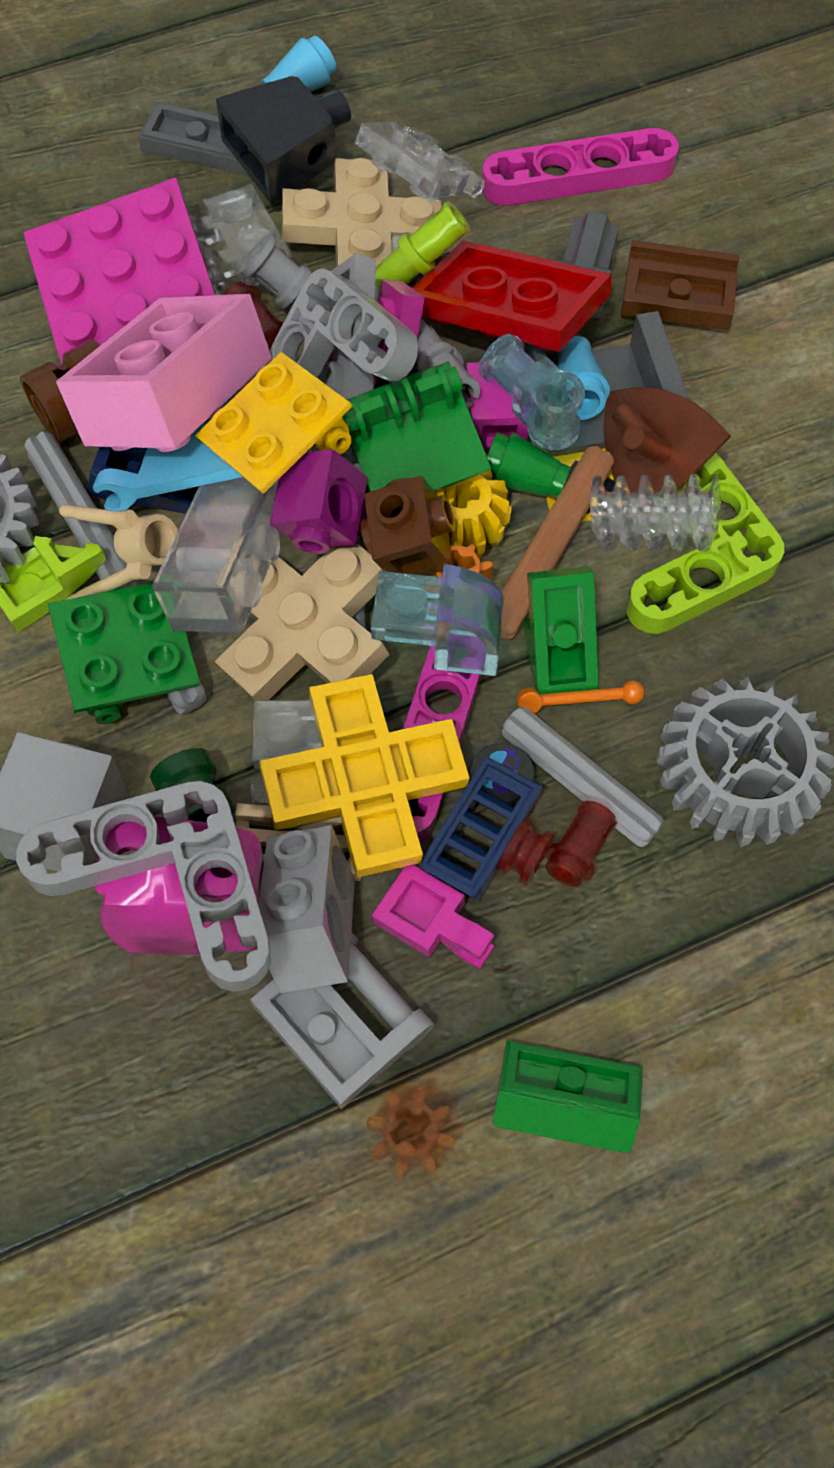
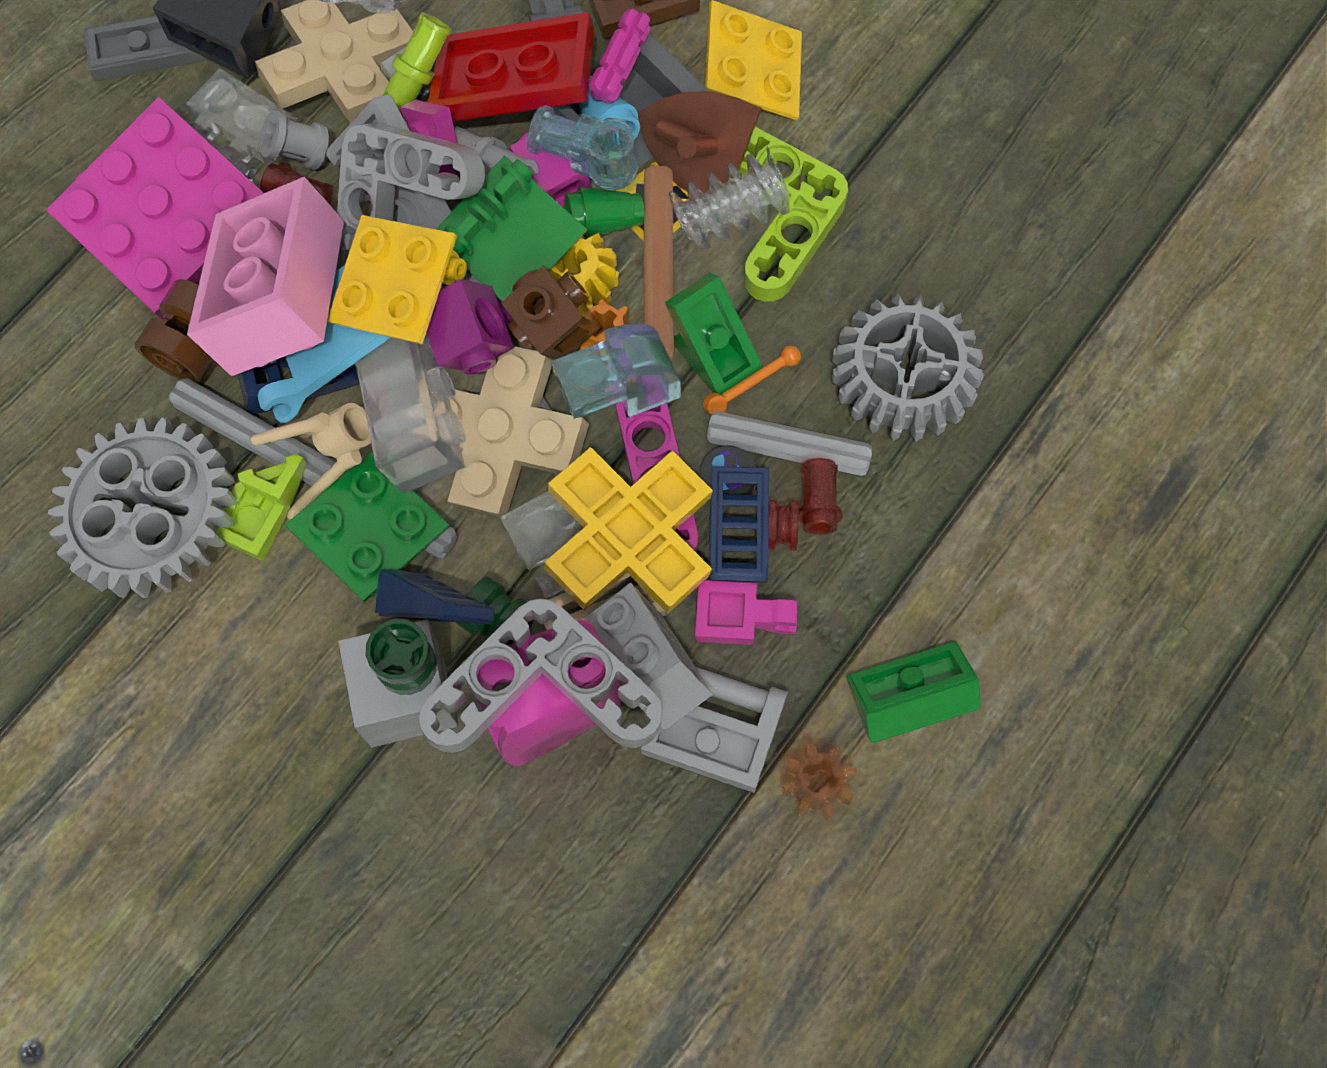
camera: 25 degrees left, 5 degrees up
(46, 764) = (393, 646): none -> dark green wheel
(130, 738) = (425, 597): none -> dark blue slope
(618, 327) = (619, 56): none -> dark pink axle
(755, 396) = (753, 60): none -> yellow hinge

